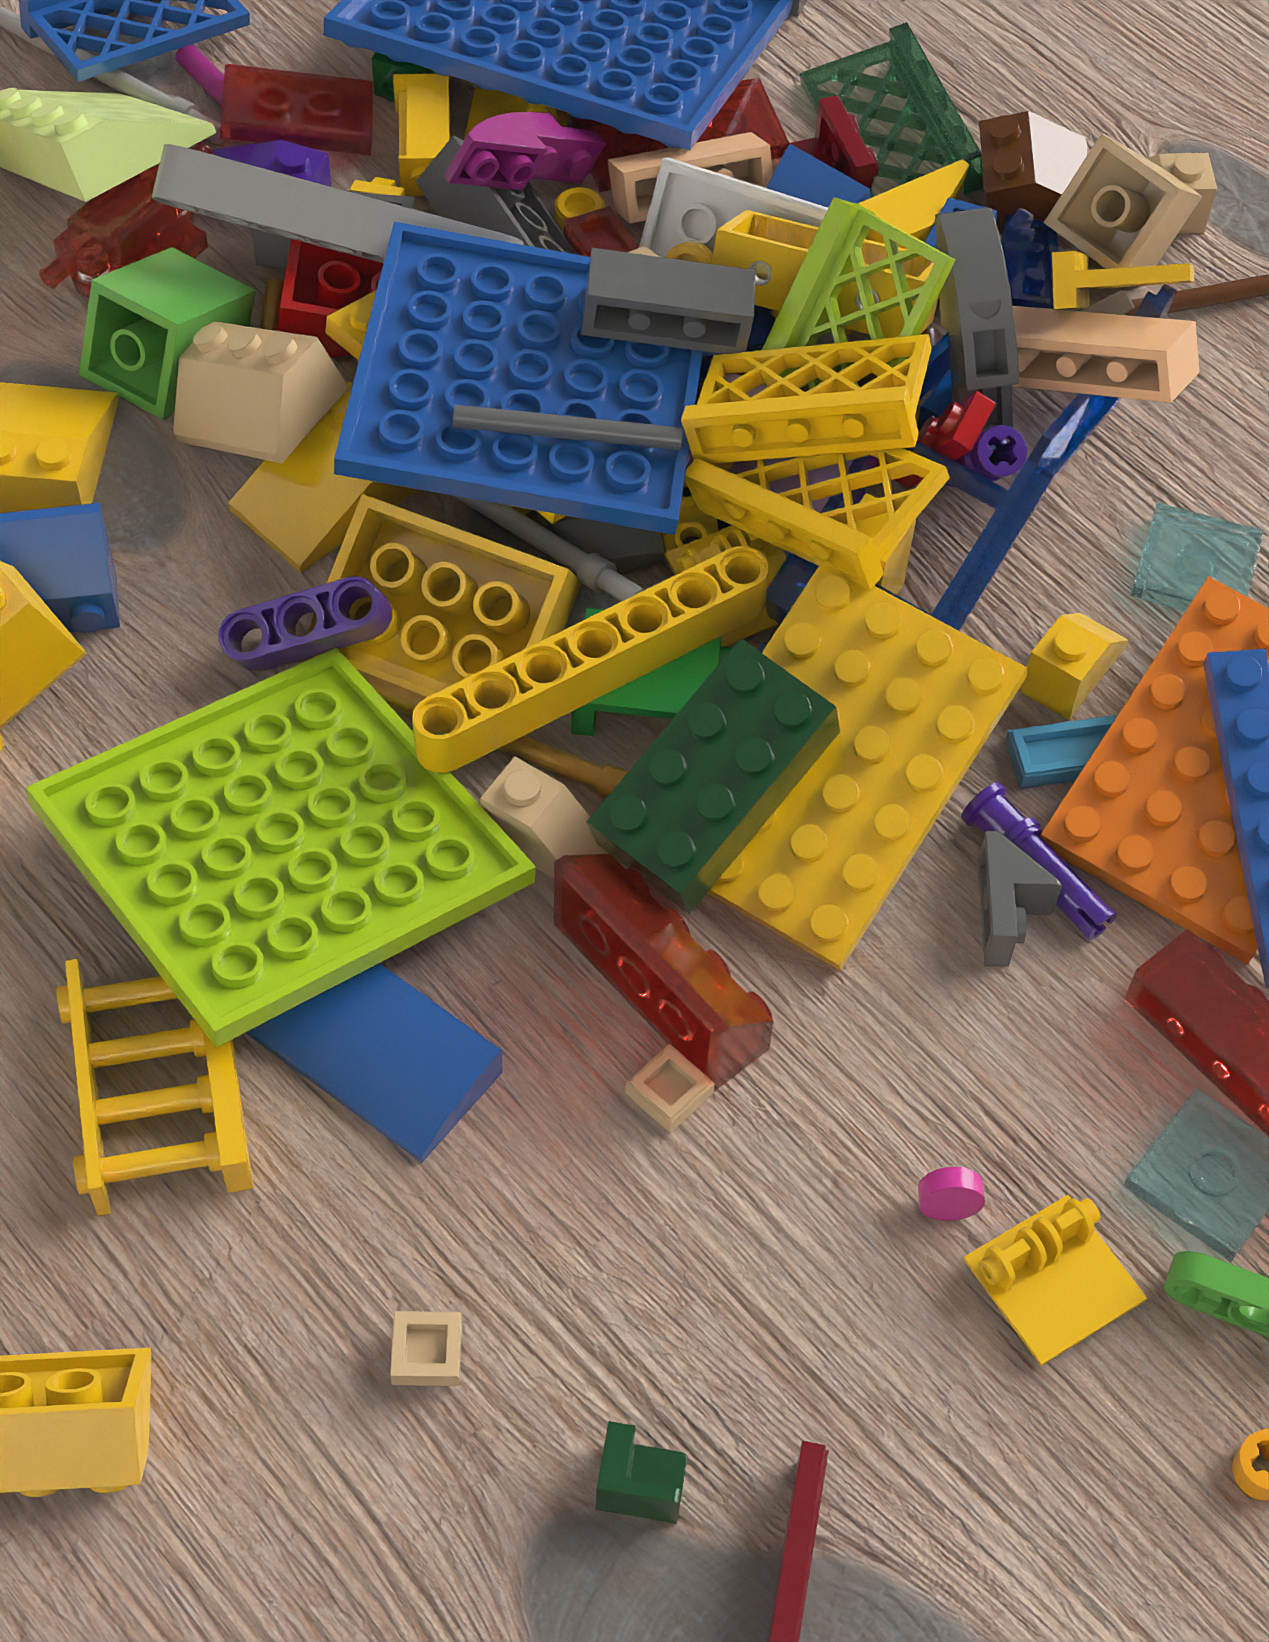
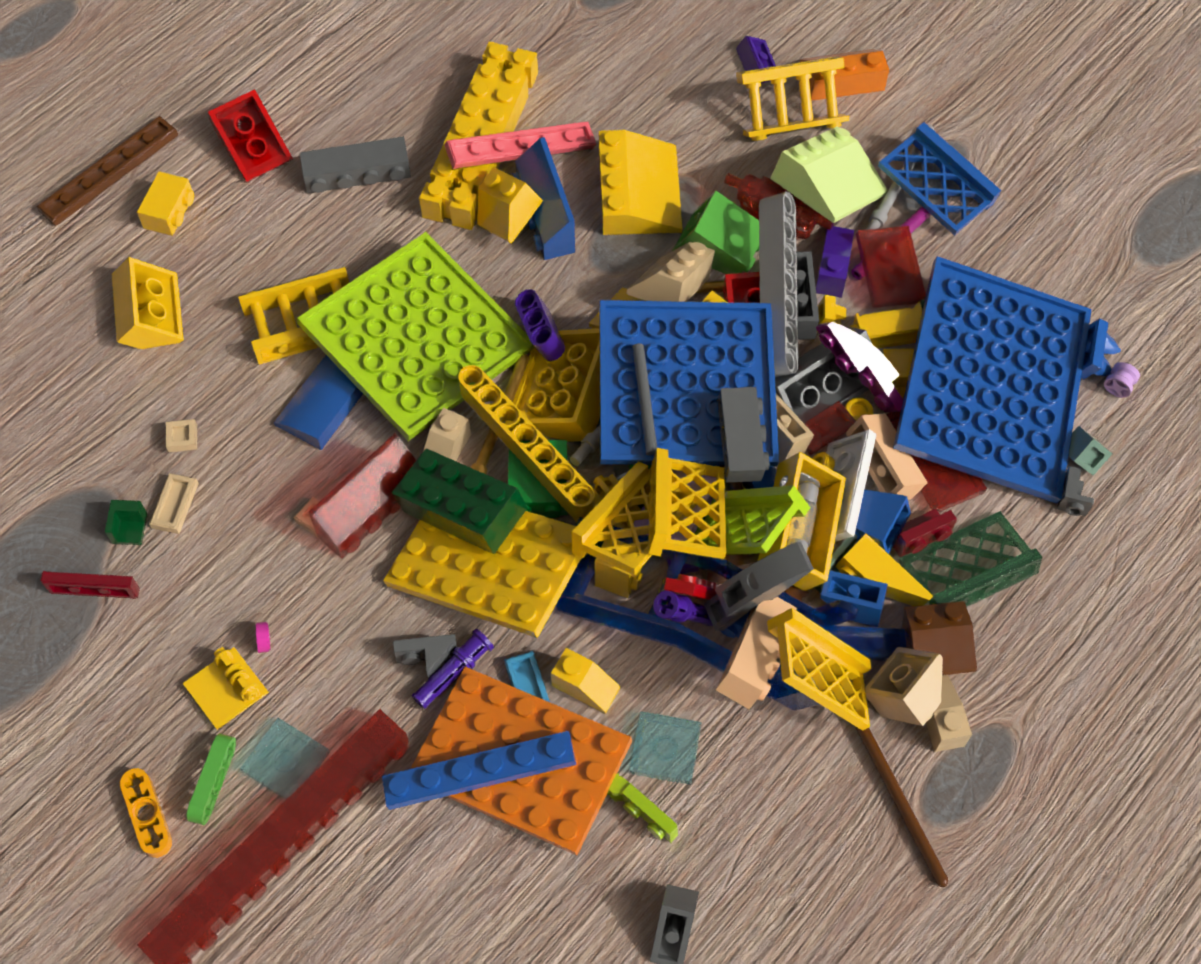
camera: 85 degrees right, 5 degrees up
(595, 1377) = (173, 503): none -> tan tile

